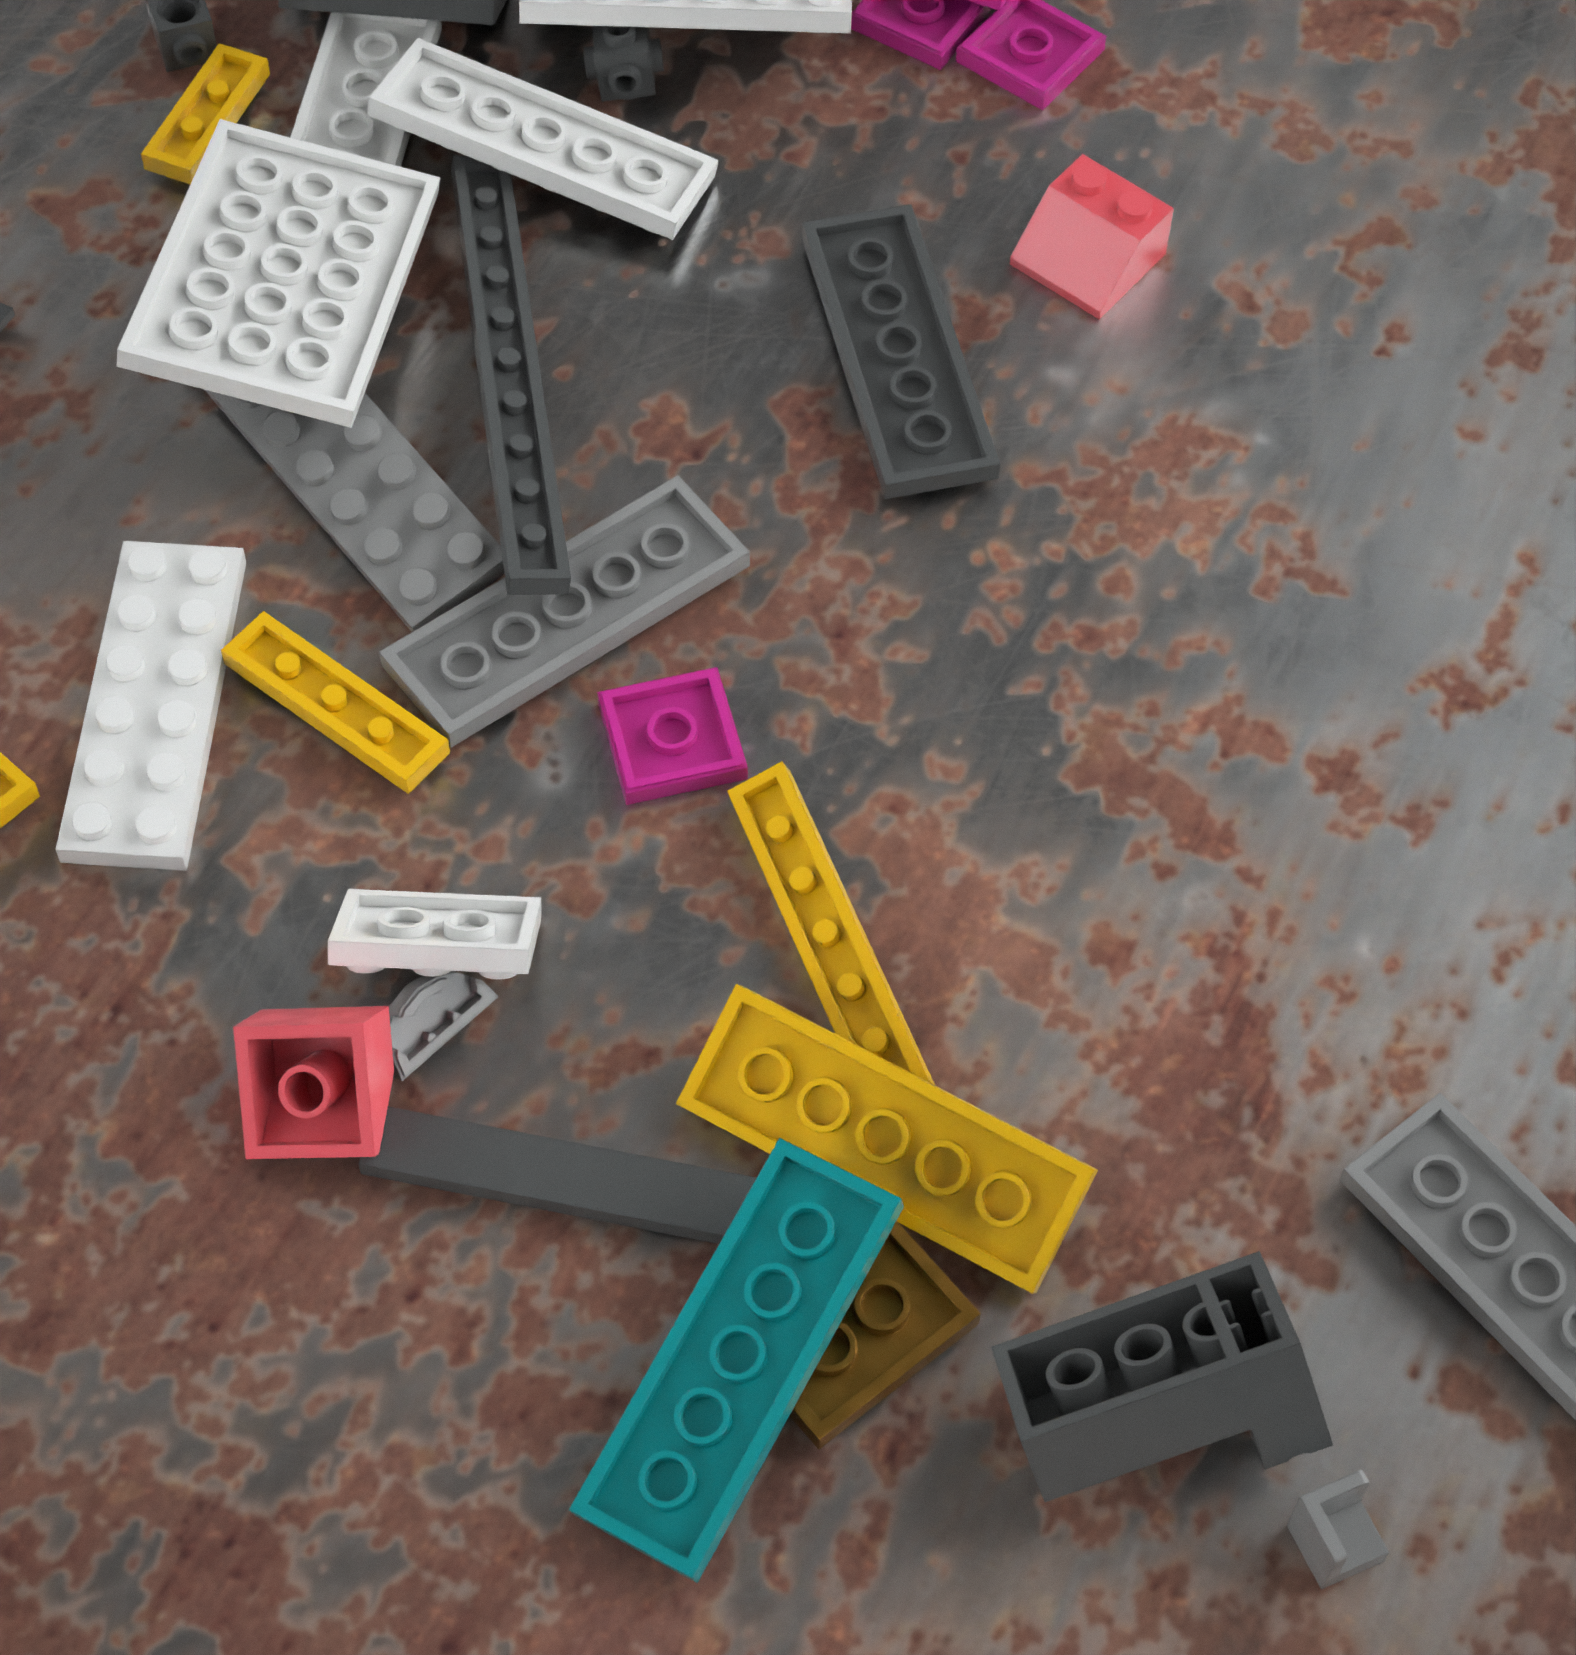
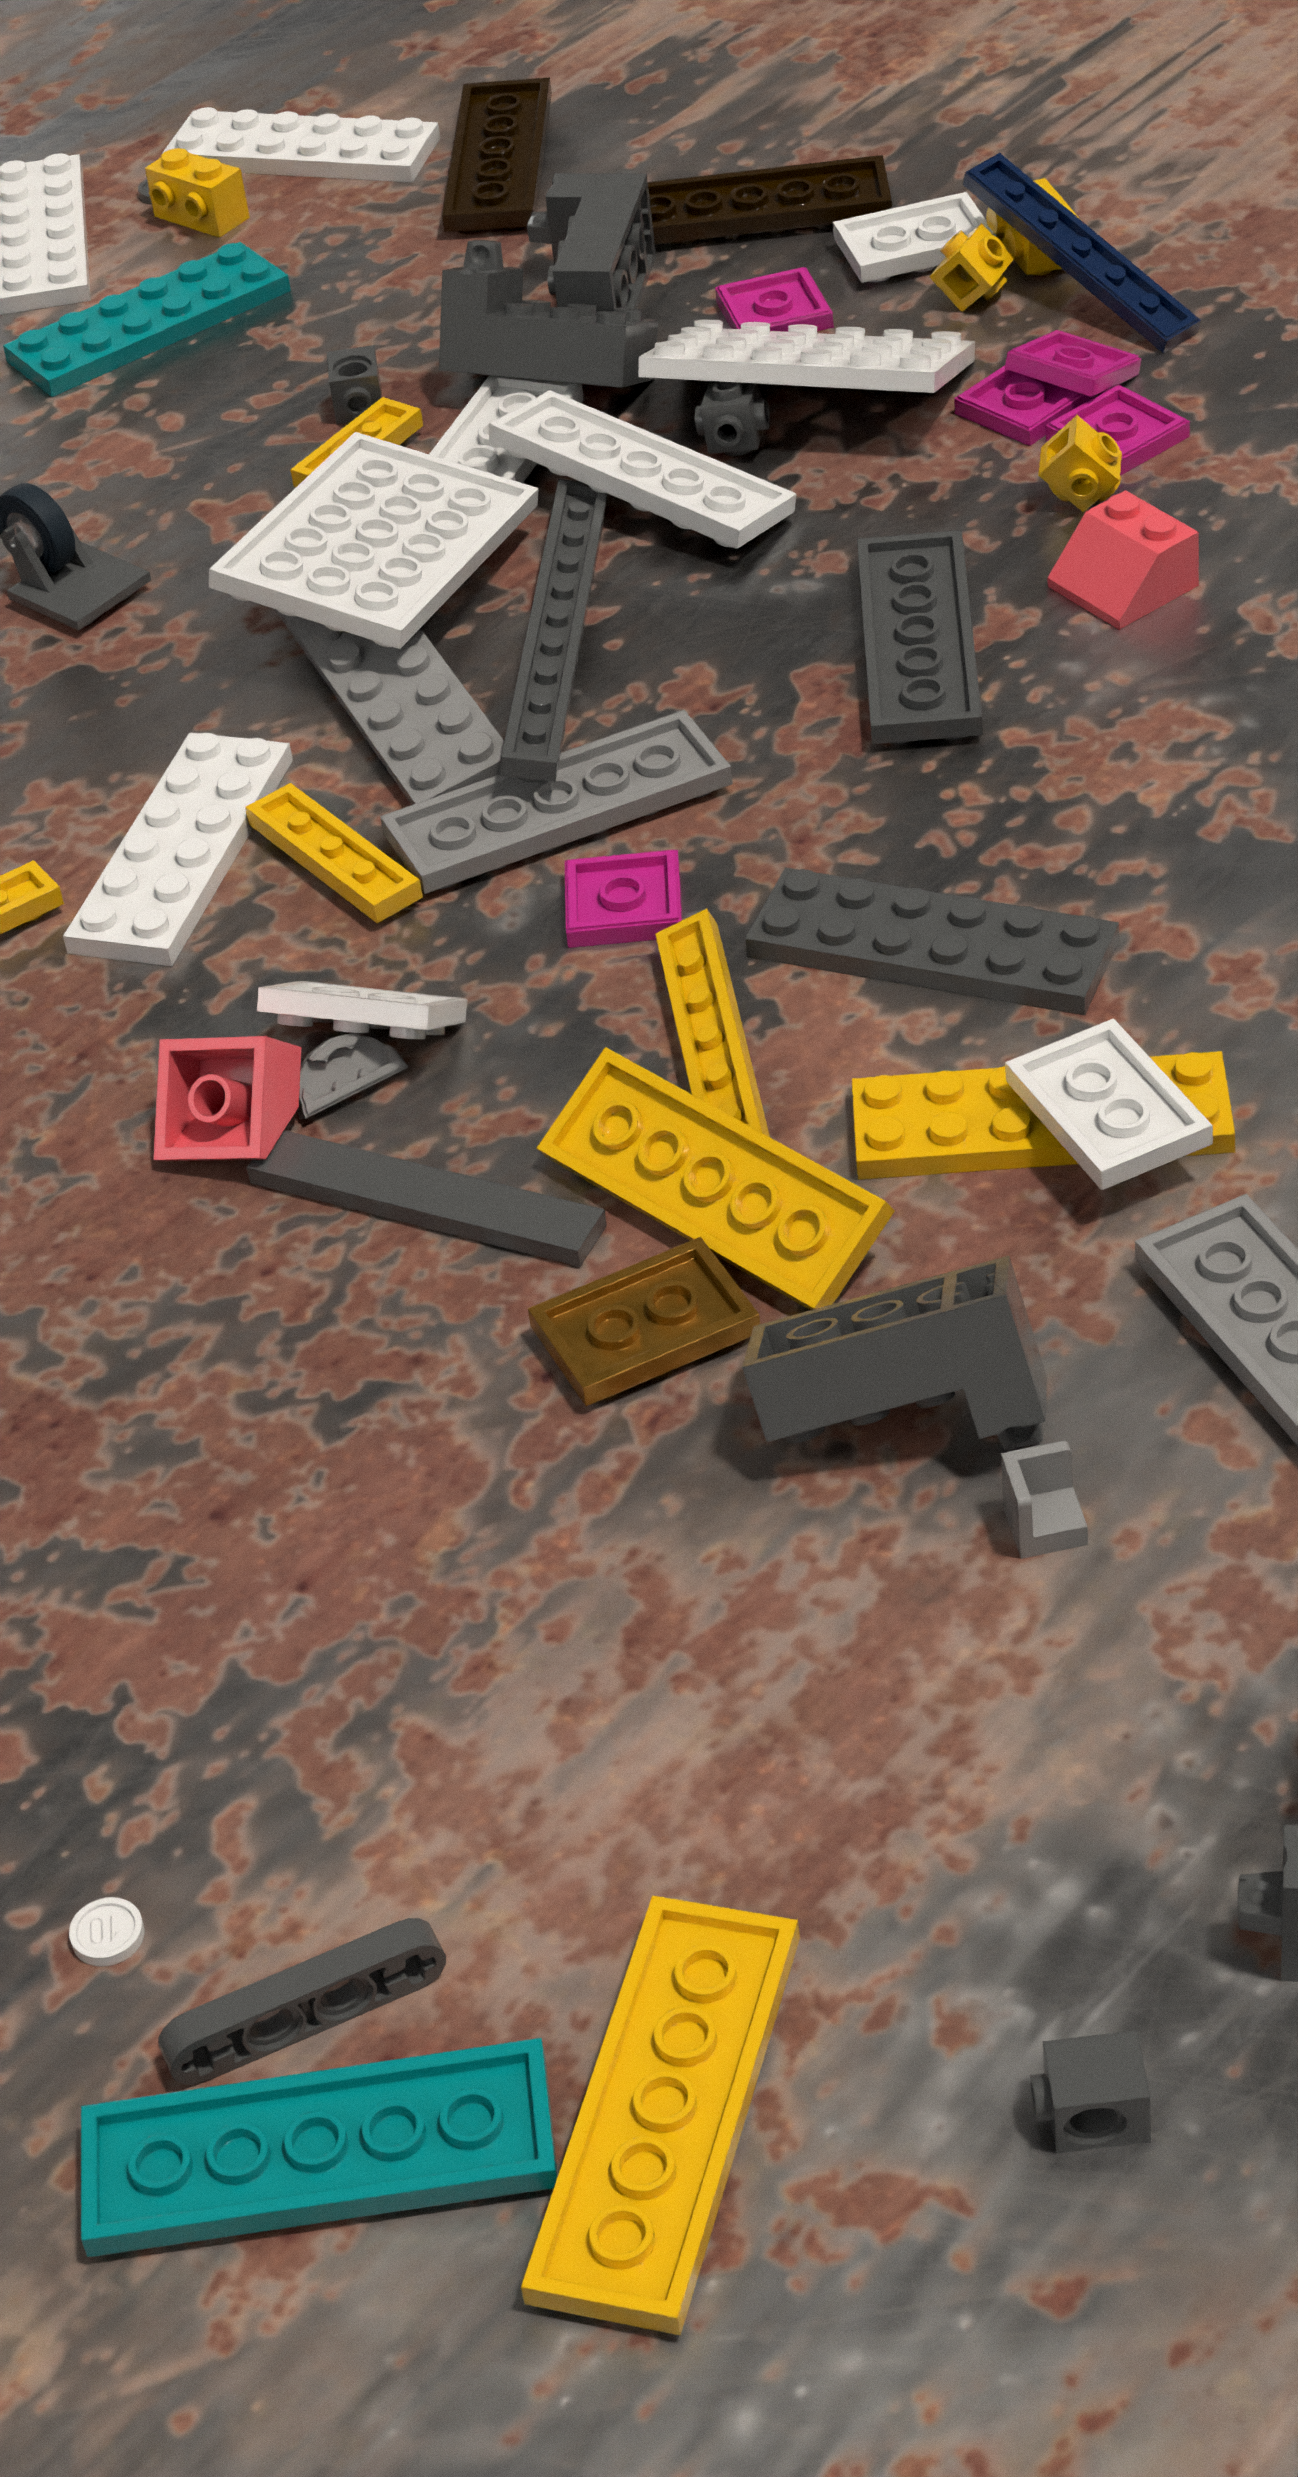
camera: 20 degrees right, 15 degrees down
(737, 1359) = (523, 1315): teal plate -> none
(1016, 109) = (1081, 464): none -> yellow brick
(1018, 766) = (934, 940): none -> dark grey plate
(1192, 996) = (981, 1124): none -> yellow plate
(1280, 998) = (1108, 1104): none -> white plate

